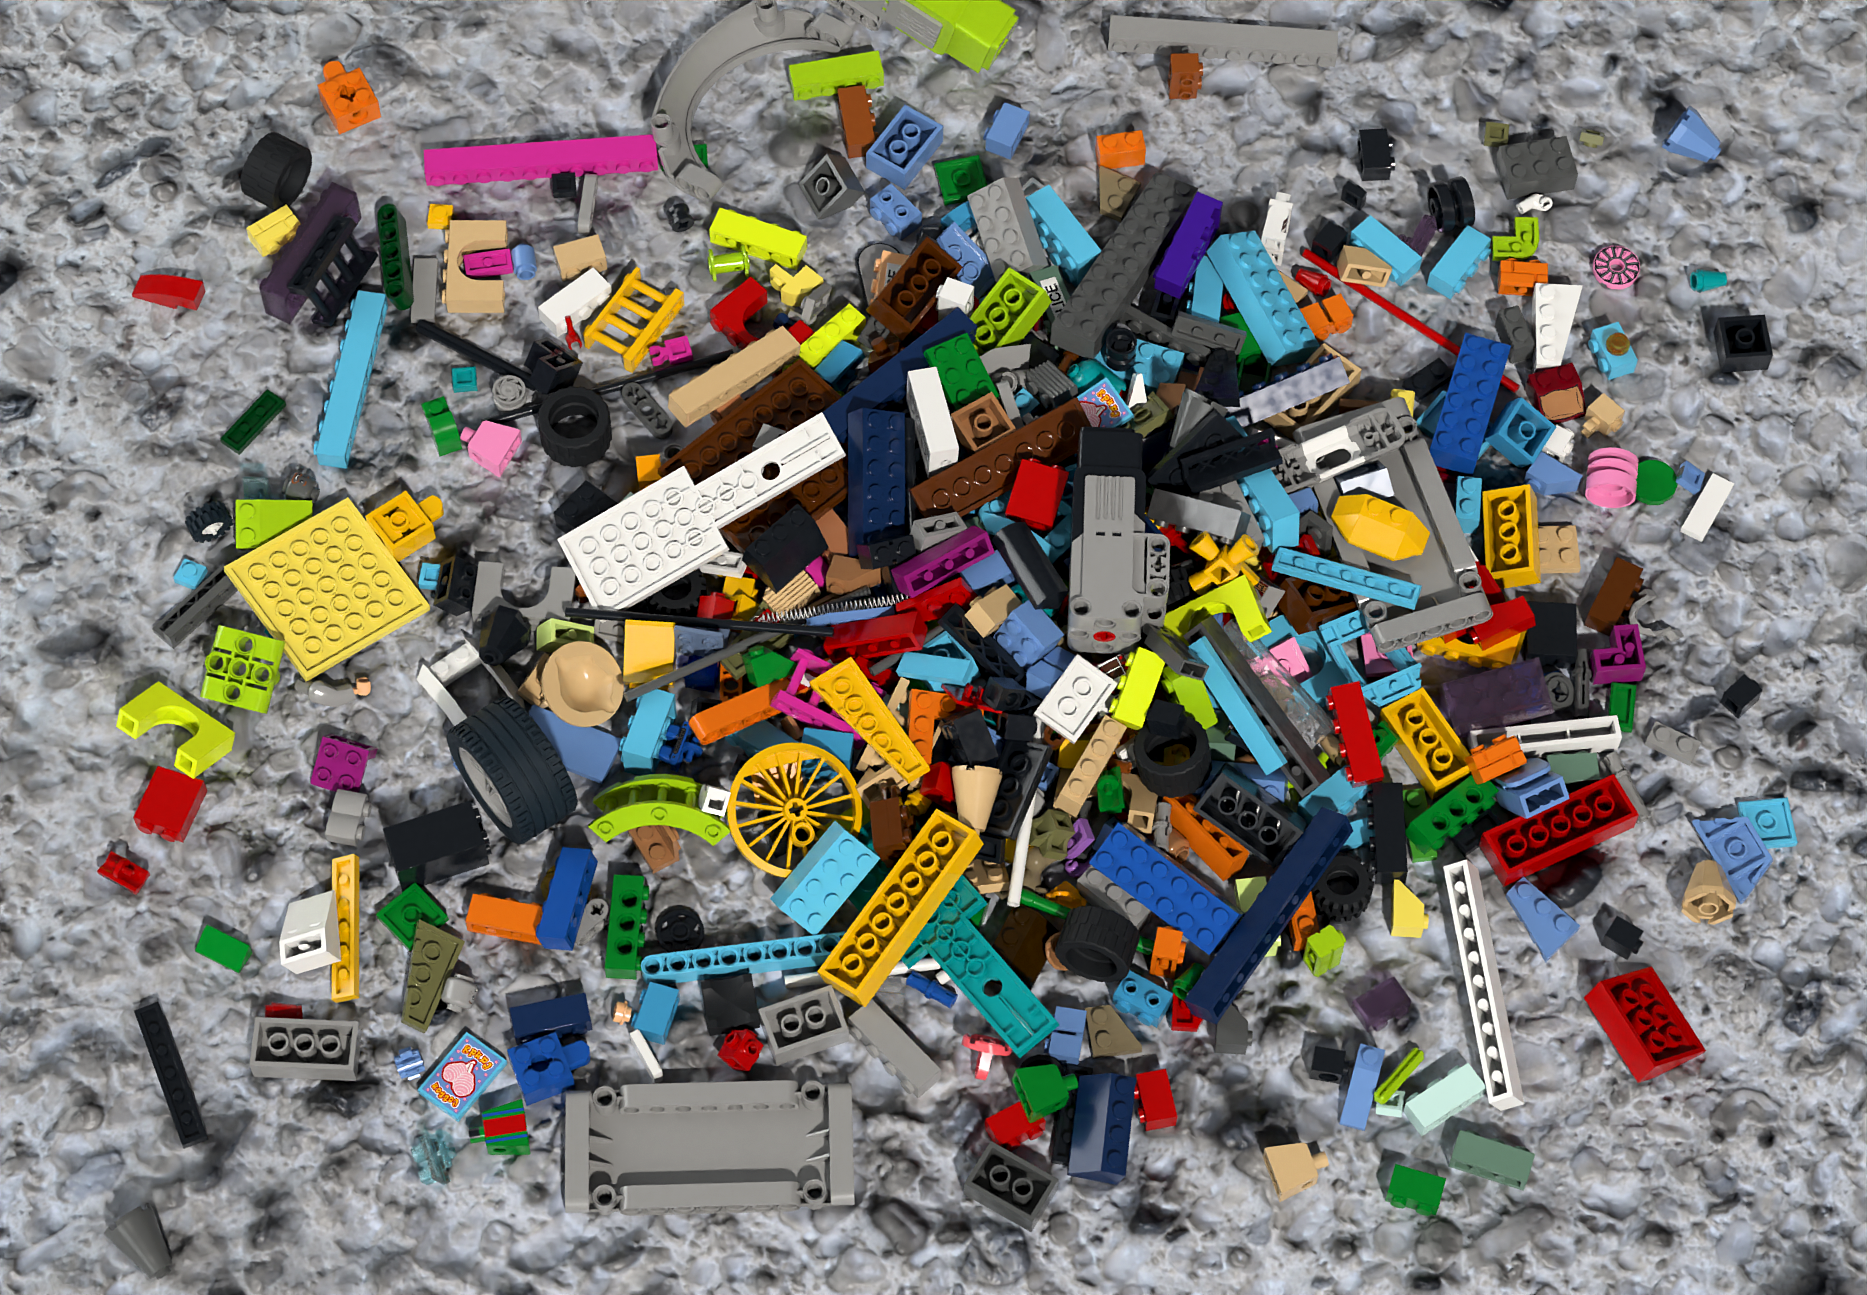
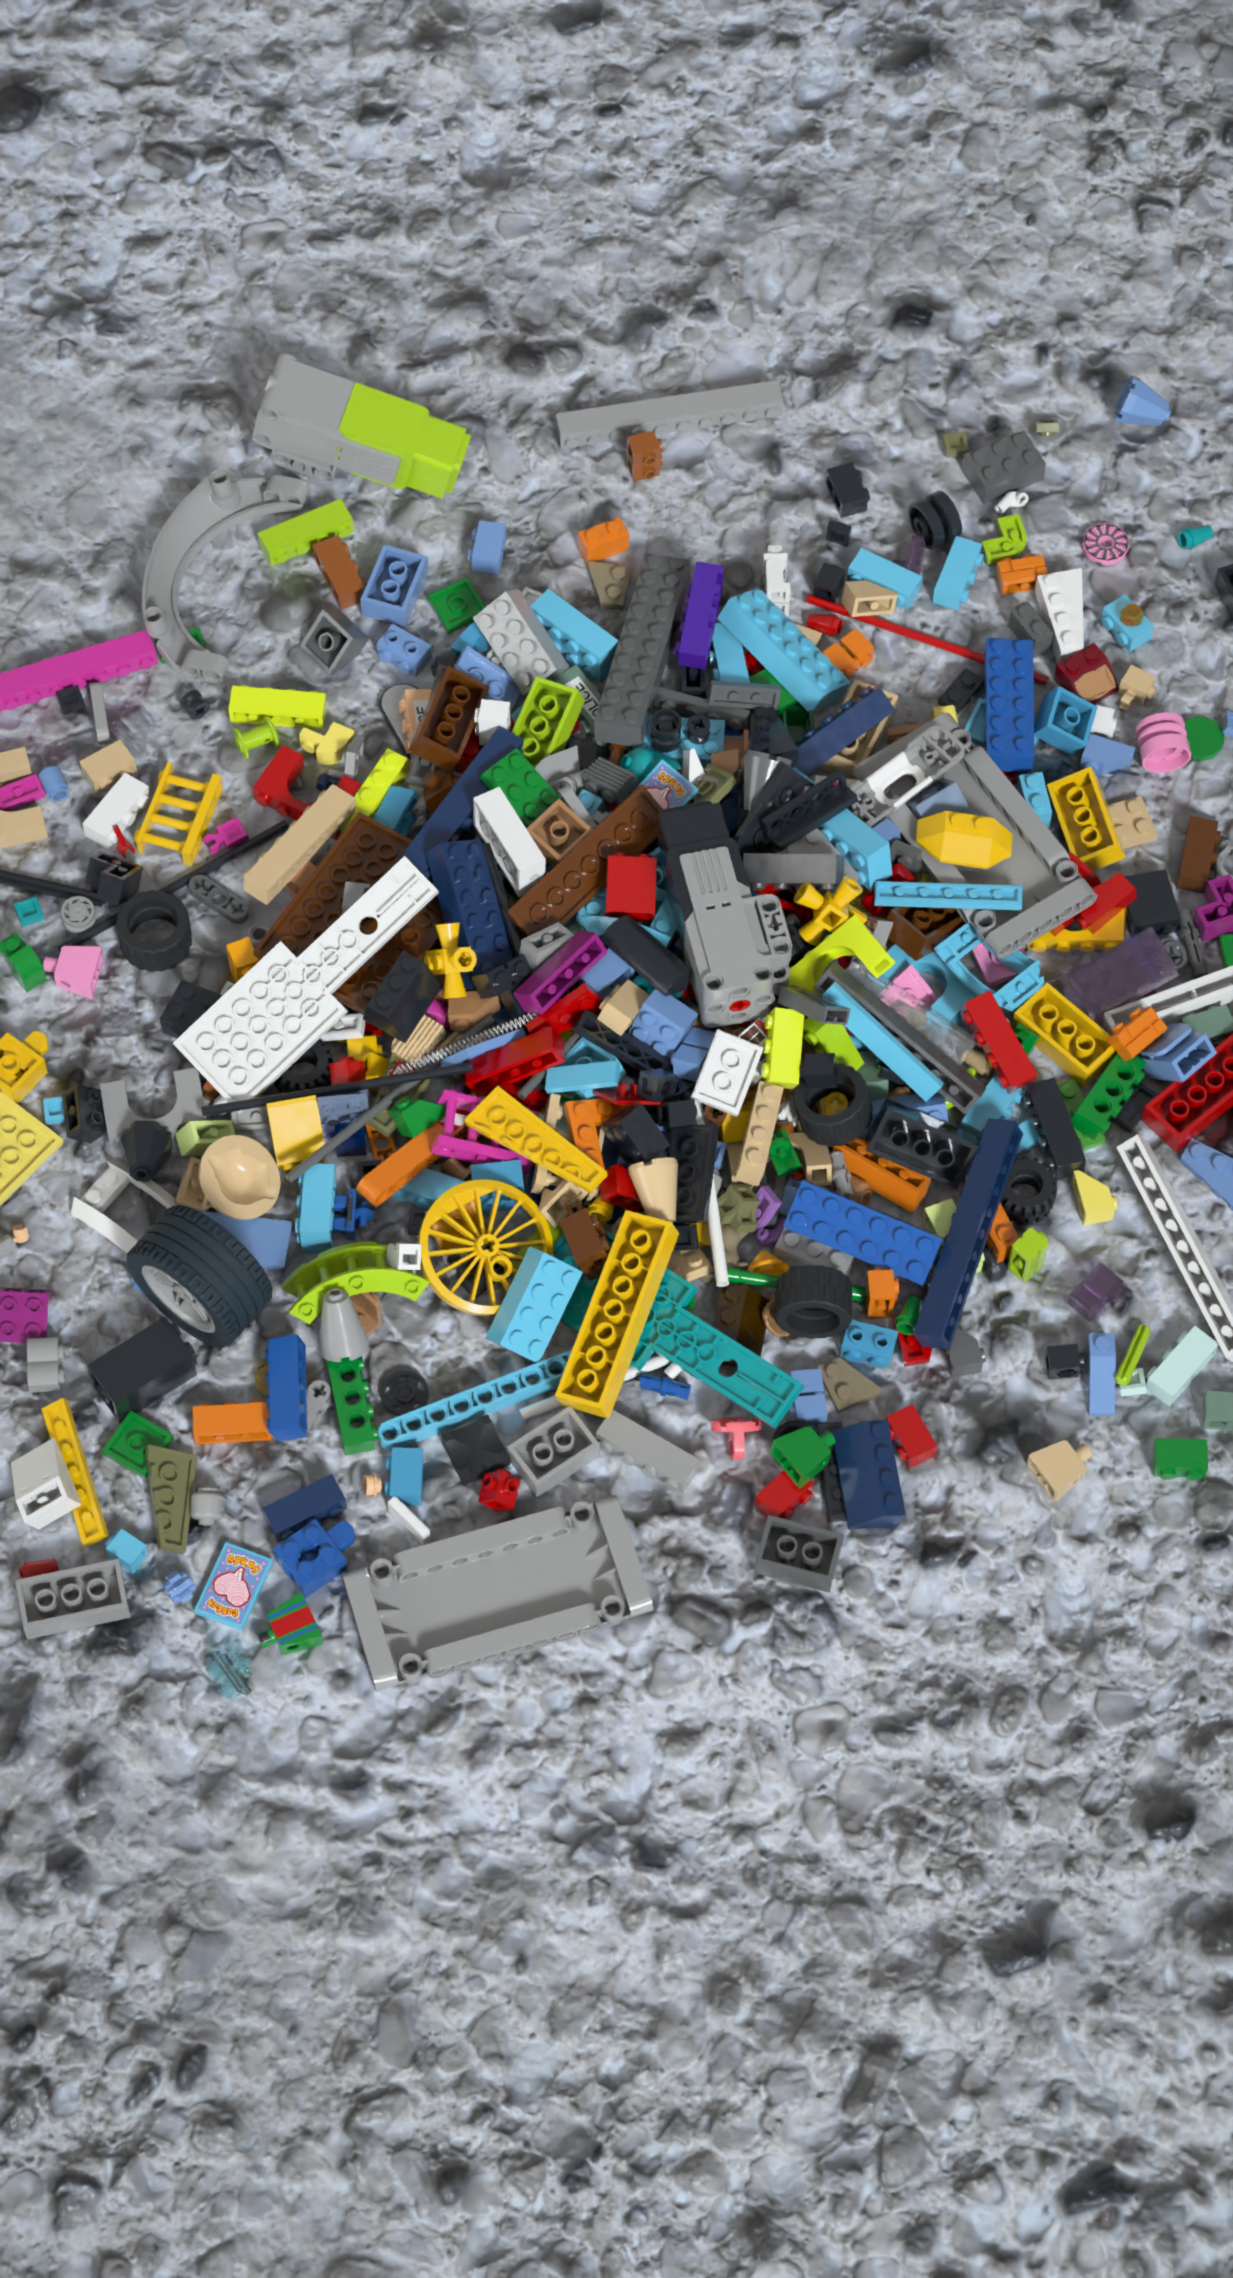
camera: 15 degrees left, 0 degrees up
(371, 1016) = (128, 1550): none -> medium azure brick
(634, 854) = (341, 1328): none -> light grey cone
(841, 524) = (451, 960): none -> yellow brick
(1153, 362) = (699, 735): none -> black wheel

